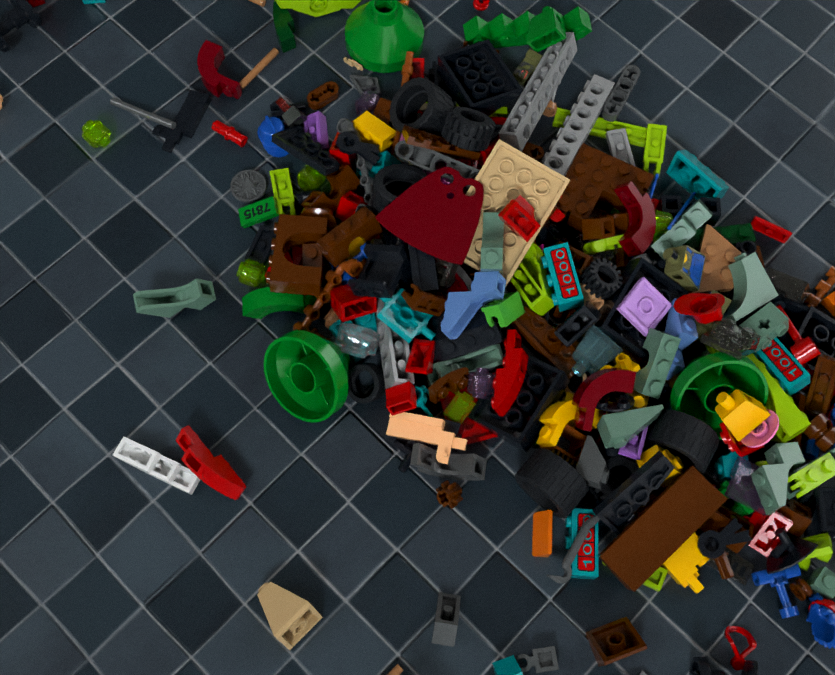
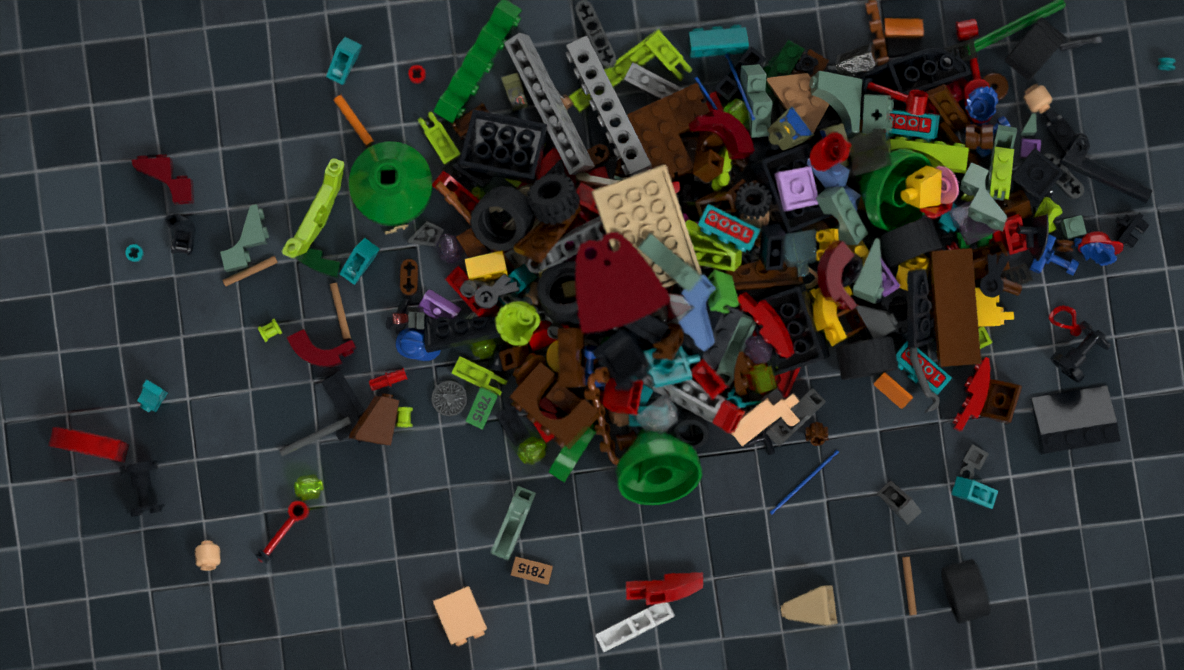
camera: 50 degrees left, 15 degrees up
(64, 316) = (460, 616): none -> light nougat brick
(67, 137) = (263, 555): none -> red piece
(147, 346) = (531, 570): none -> medium nougat tile
(186, 144) = (377, 421): none -> reddish brown slope
(204, 31) = (269, 330): none -> lime bush
(206, 163) = (404, 417): none -> lime bush
(307, 51) = (359, 261): none -> teal arch
(347, 176) = (517, 322): none -> lime hair
(410, 520) = (804, 482): none -> blue piece
(446, 42) = (440, 140): none -> lime hinge
(520, 218) = (666, 226): red slope -> none
(545, 29) = (499, 53): green torso -> none
(608, 610) = (978, 388): none -> red slope
(770, 229) = (799, 21): red slope -> none

